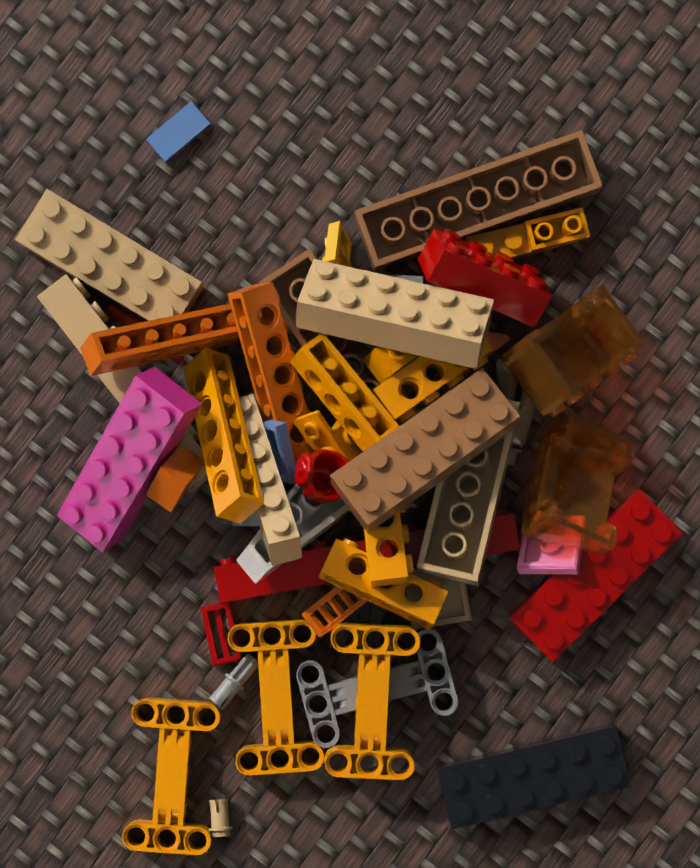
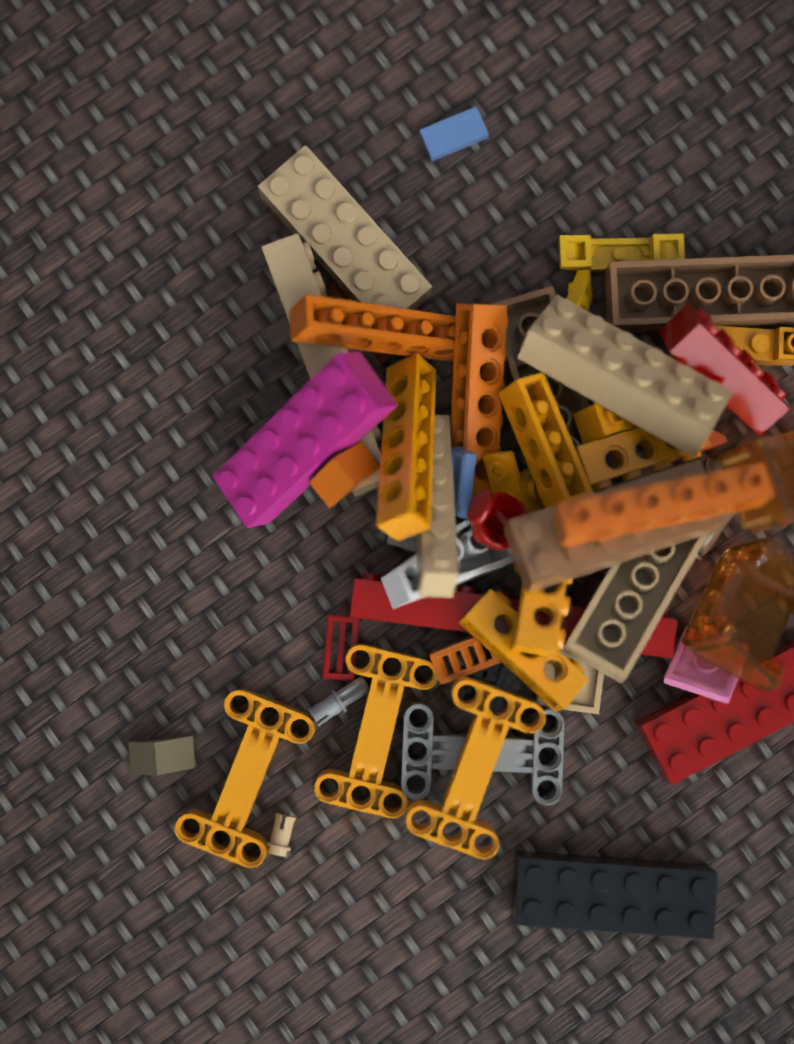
camera: 20 degrees right, 0 degrees up
(90, 781) = (162, 755): none -> dark tan slope
(341, 203) = (584, 253): none -> yellow slope
(456, 421) = (662, 504): none -> orange brick

